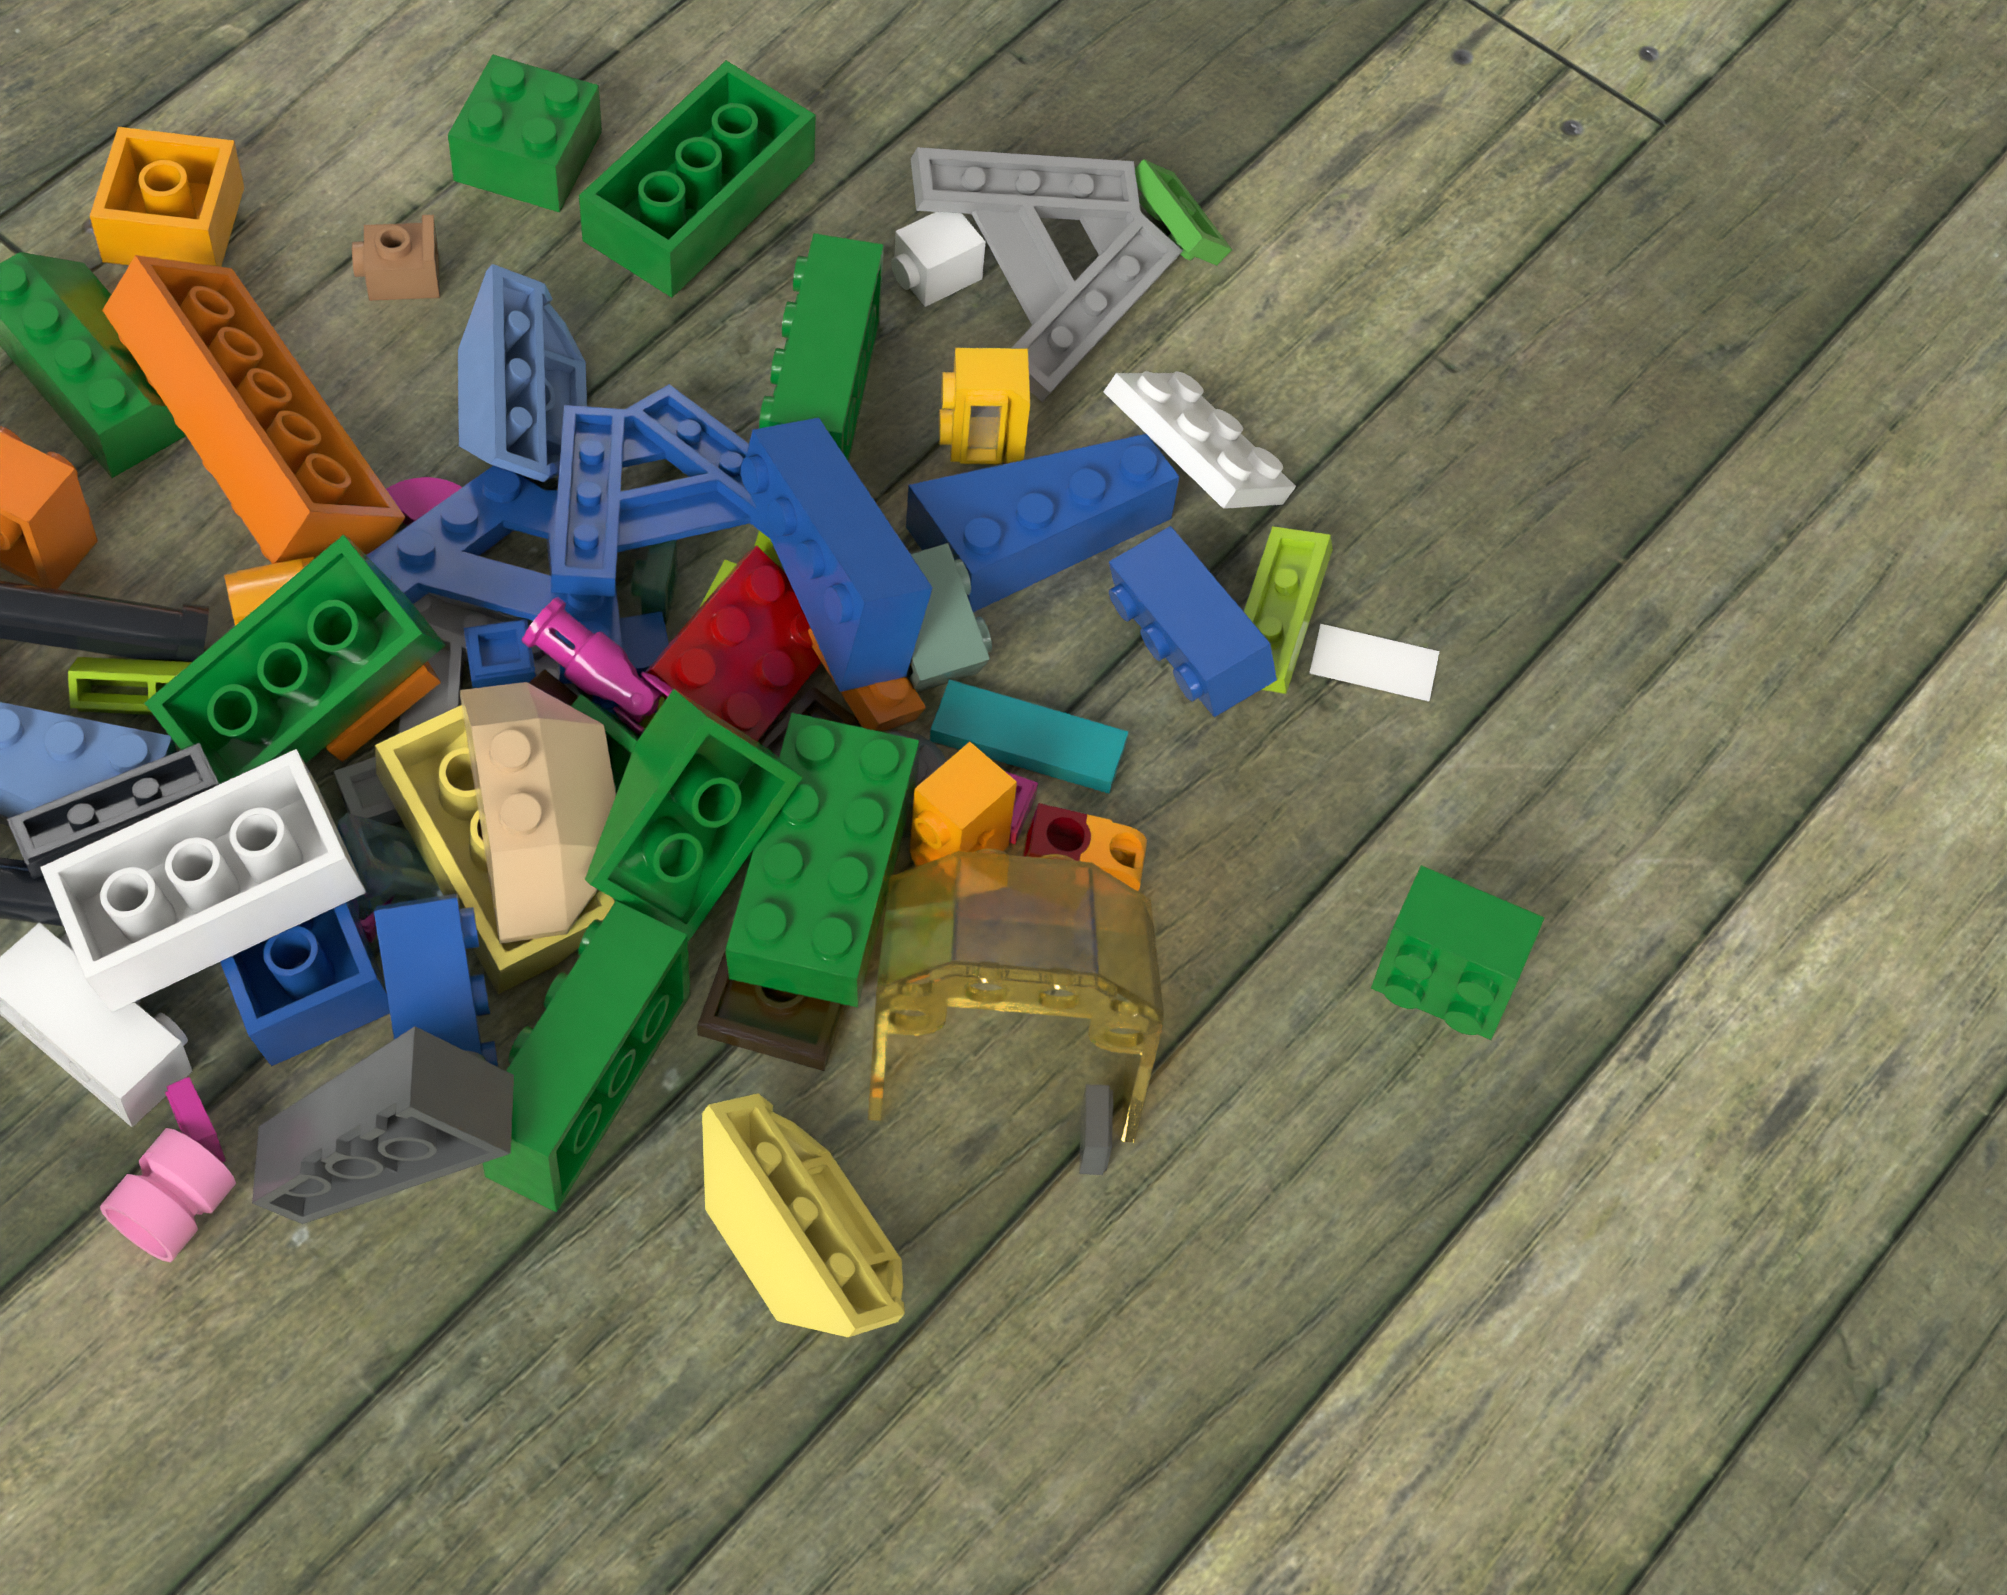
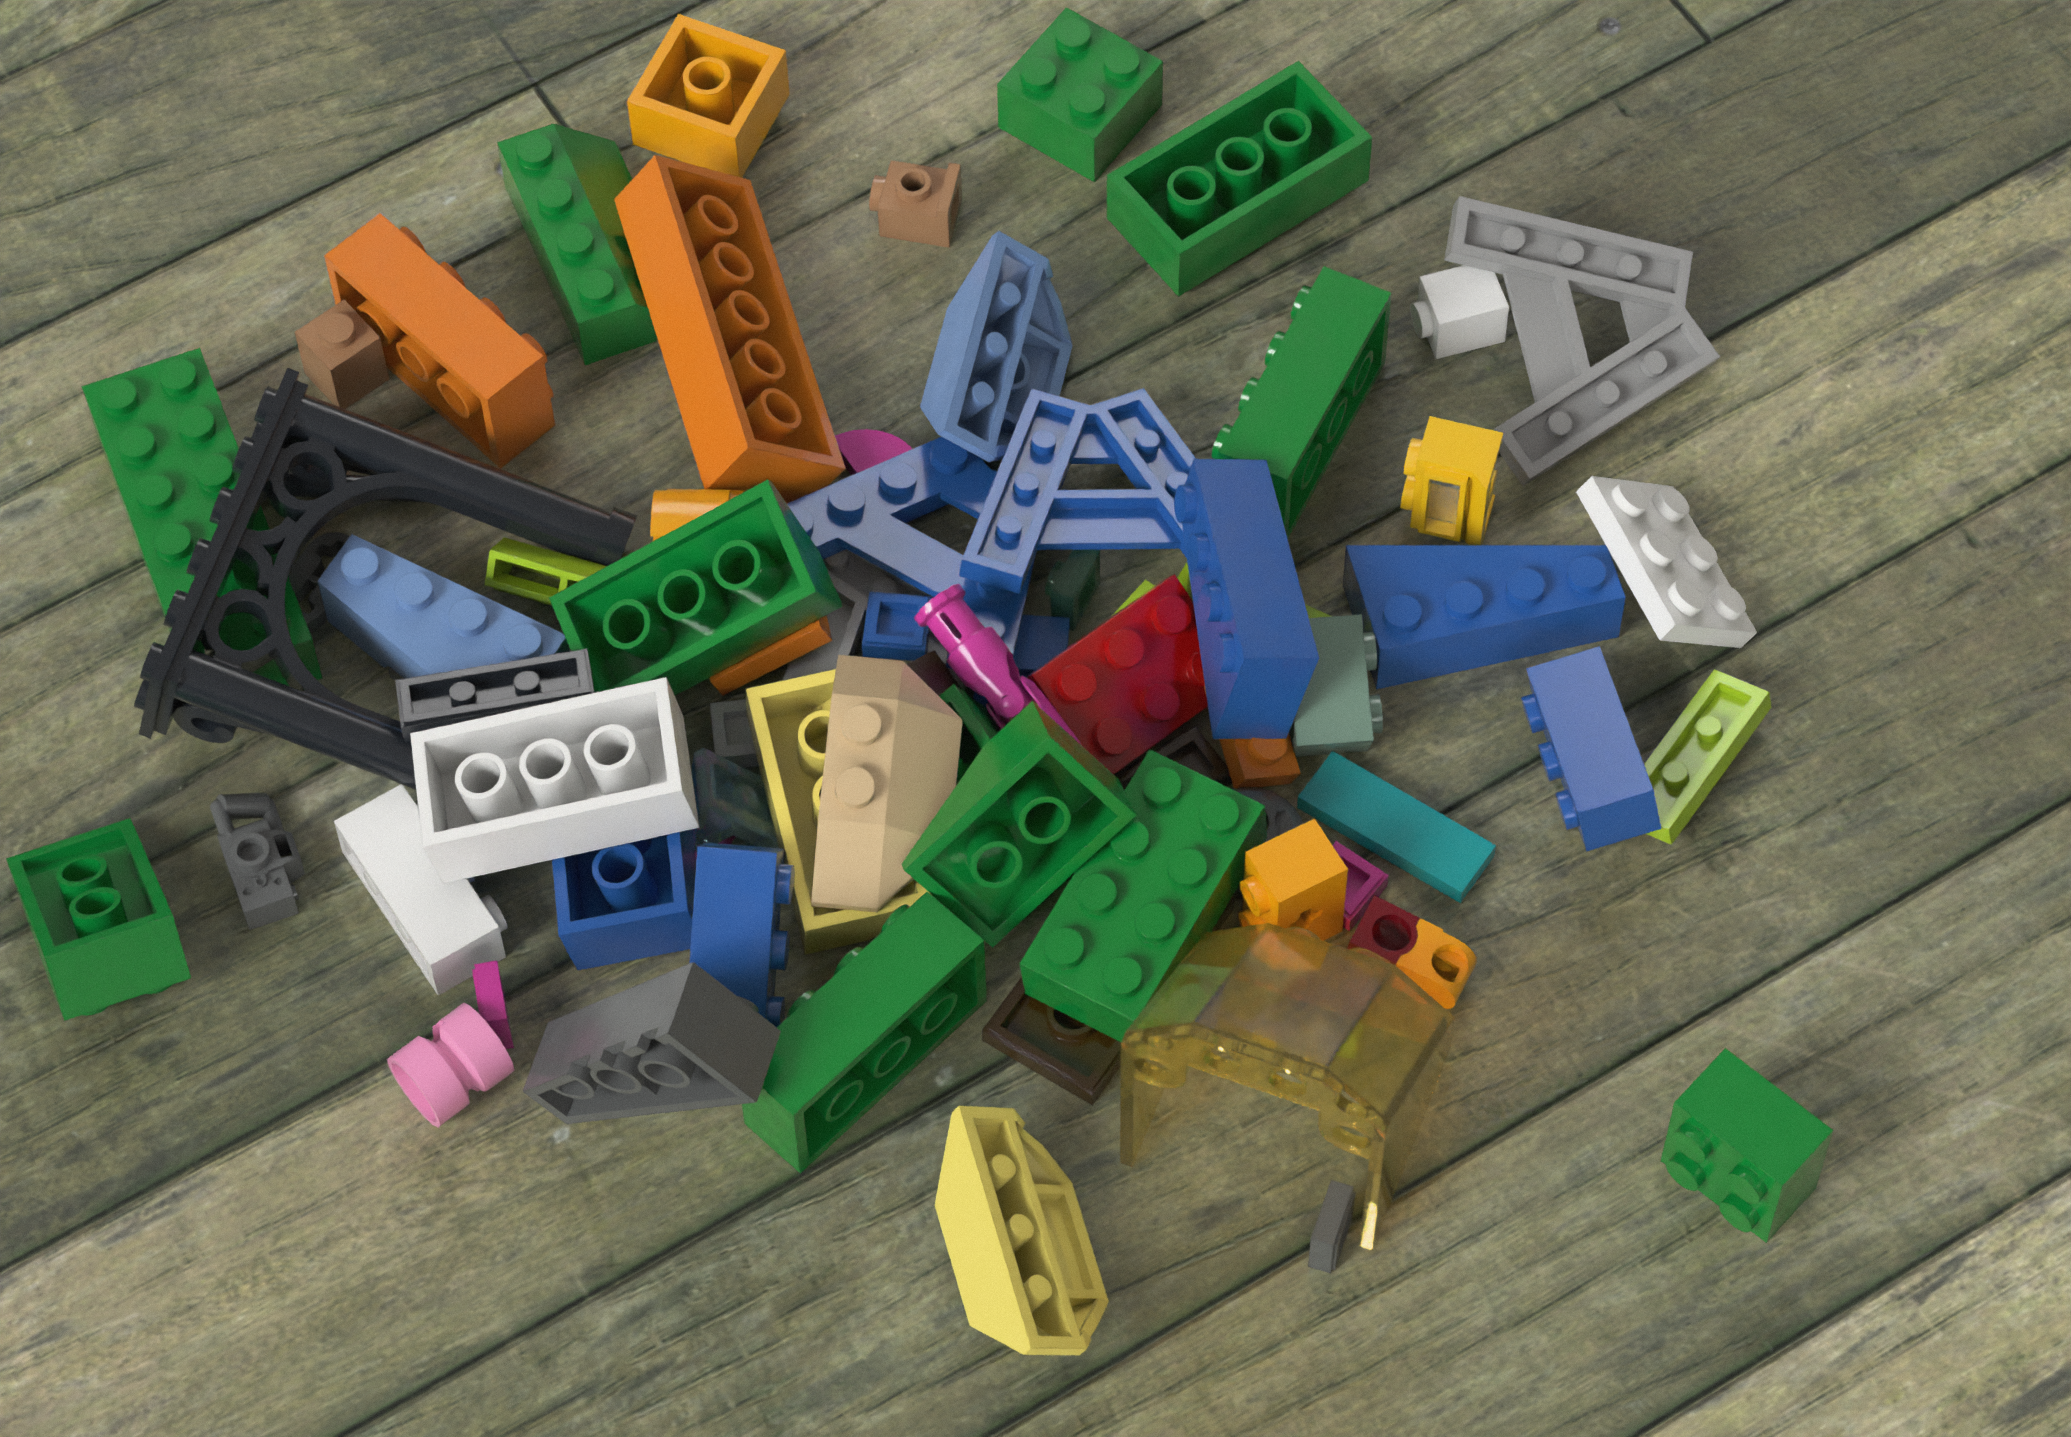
camera: 25 degrees right, 0 degrees up
(1171, 202) = (1731, 315): bright green plate -> none
(1374, 662) = (1780, 834): white sticker -> none

